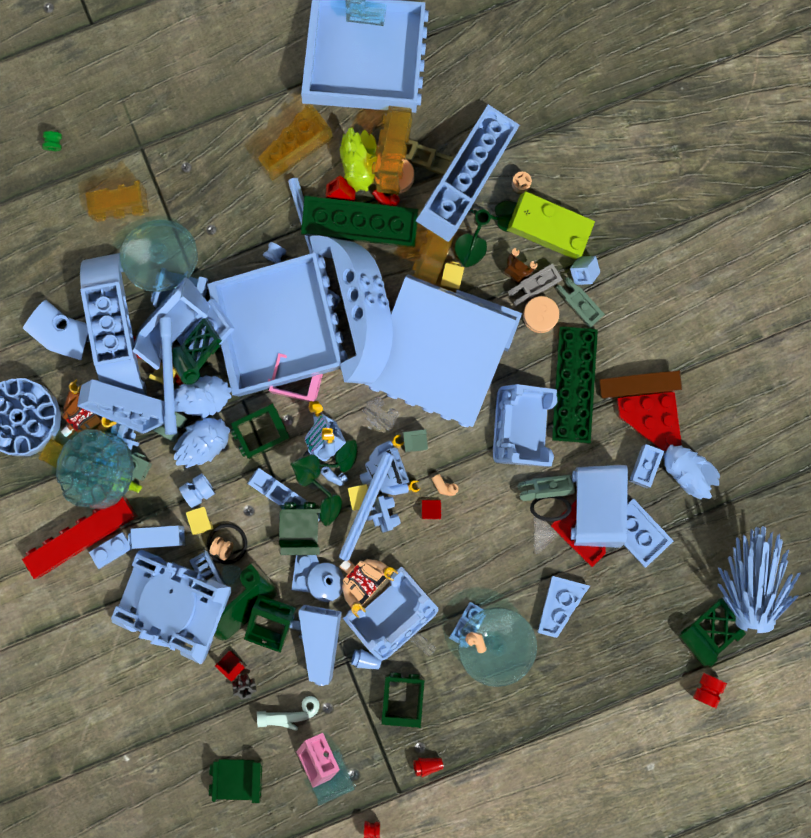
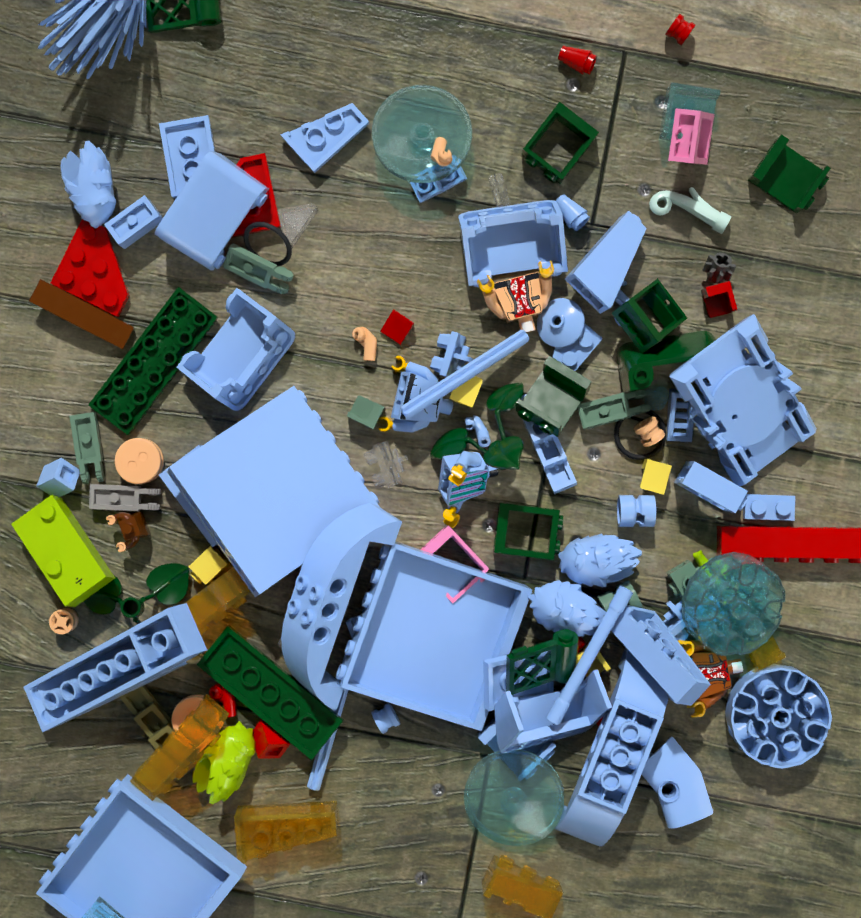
camera: 145 degrees left, 5 degrees up
(256, 545) = (611, 409): none -> sand green hinge

